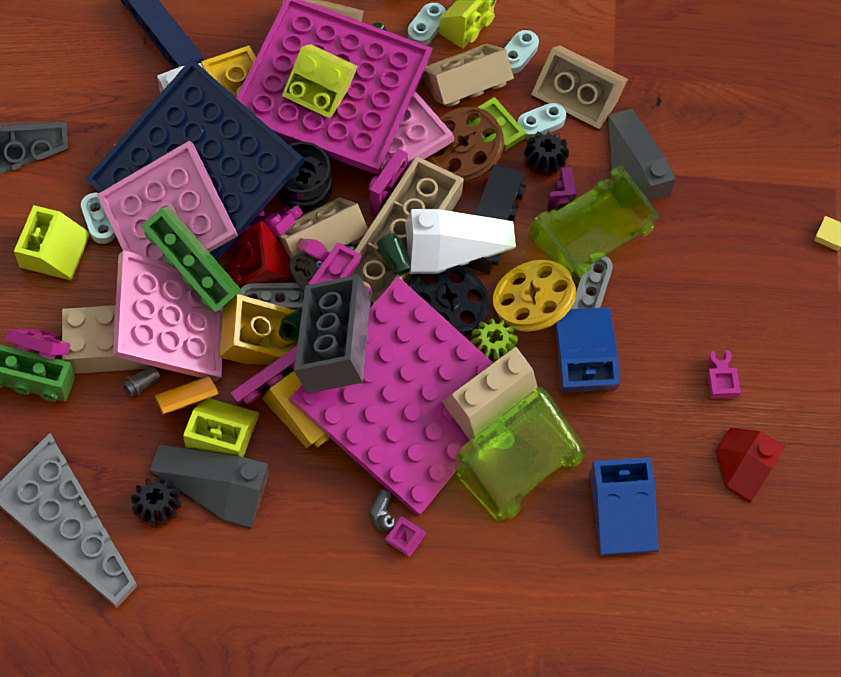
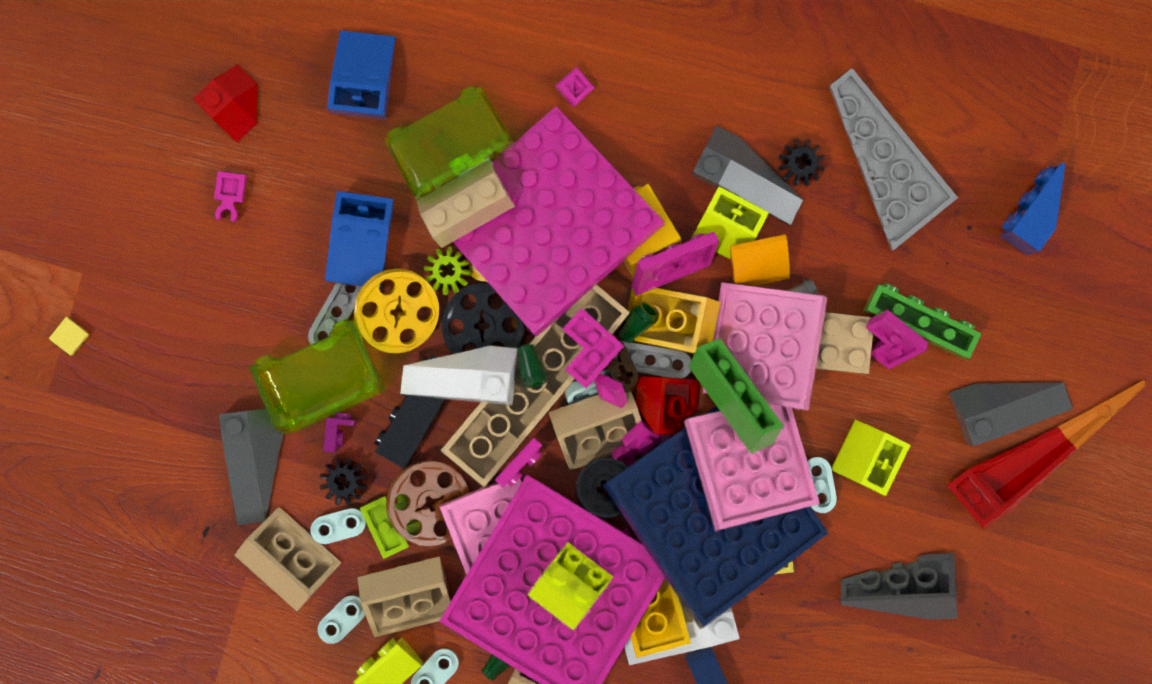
camera: 170 degrees left, 25 degrees up
(333, 334) = (612, 268): dark grey brick -> none
(379, 512) = (593, 114): dark grey arm -> none

